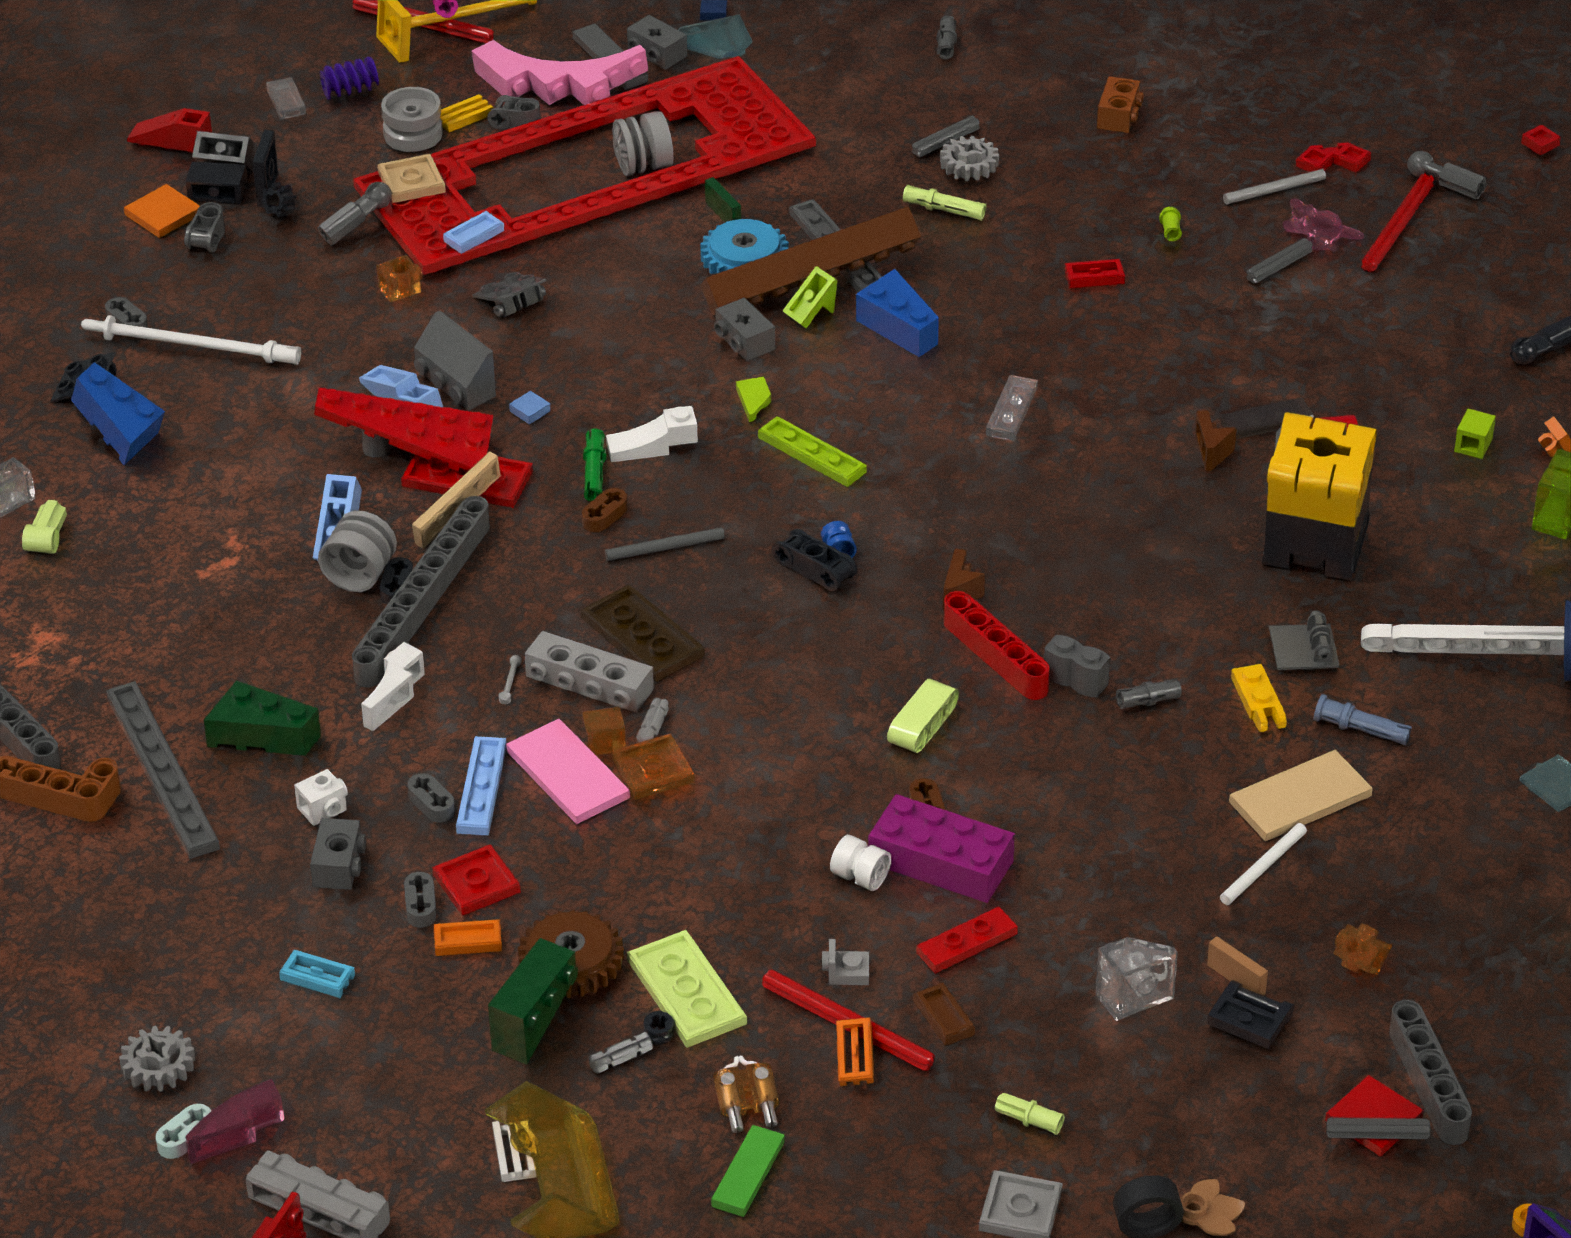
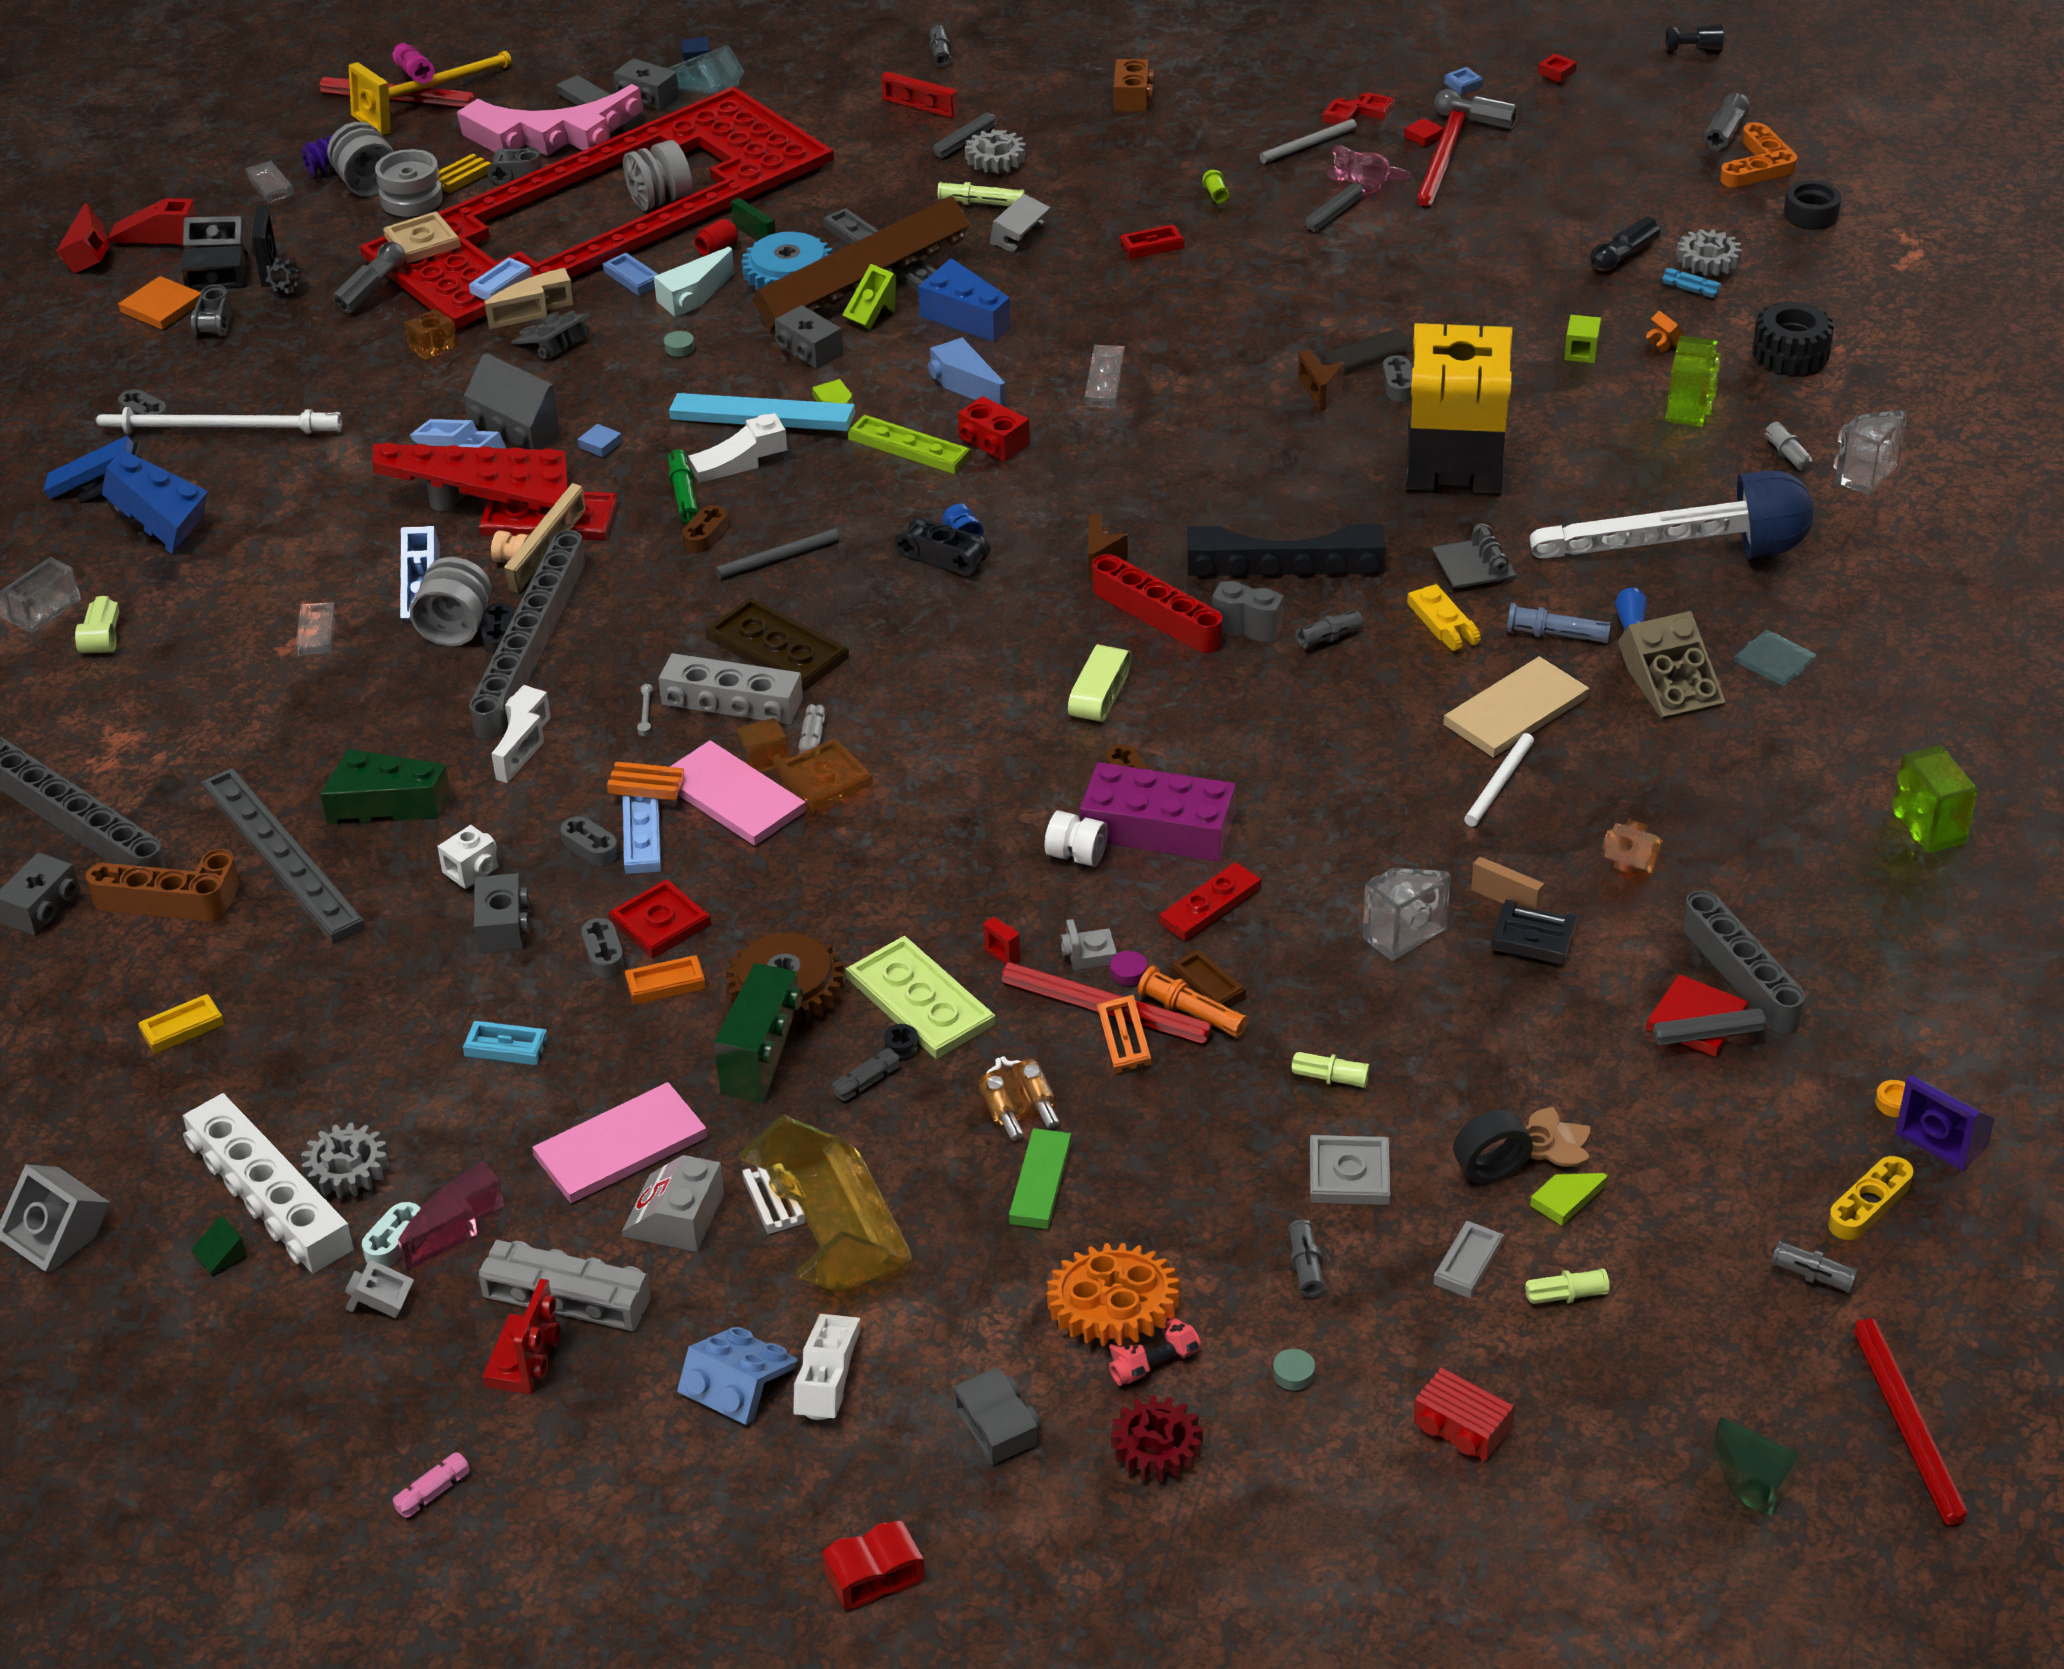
camera: 10 degrees left, 0 degrees up
(37, 1118) = (219, 1247): none -> dark green slope
(45, 912) = (181, 1023): none -> yellow tile
(62, 371) = (84, 468): none -> blue tile
(87, 1068) = (267, 1183): none -> white brick
(105, 139) = (84, 242): none -> red slope
(161, 1176) = (378, 1288): none -> light grey bracket
(235, 557) = (315, 628): none -> clear tile
(367, 83) = (354, 154): none -> light grey wheel
(394, 1079) = (619, 1142): none -> bright pink tile
(419, 501) = (505, 545): none -> light nougat wheel
(430, 1143) = (677, 1204): none -> light grey slope
(494, 746) = (645, 780): none -> orange tile
(497, 254) = (529, 299): none -> tan slope
(598, 240) = (630, 273): none -> medium blue tile
(625, 318) = (679, 343): none -> sand green tile
(653, 258) = (694, 282): none -> light aqua slope
(669, 395) = (739, 409): none -> medium azure tile
(684, 214) = (716, 237): none -> red brick
(769, 948) = (1001, 941): none -> red plate
(876, 991) = (1127, 968): none -> magenta tile
(881, 387) = (965, 372): none -> medium blue slope
(892, 447) = (993, 428): none -> red brick
(912, 1024) = (1178, 996): none -> orange pin
(913, 88) = (919, 94): none -> red tile
(970, 236) = (1017, 221): none -> light grey hinge
(1186, 619) = (1227, 553): none -> black arch
(1389, 192) = (1423, 132): none -> red tile
(1435, 717) = (1631, 606): none -> blue cone
(1445, 141) = (1463, 81): none -> medium blue tile
(1455, 777) = (1671, 664): none -> dark tan slope

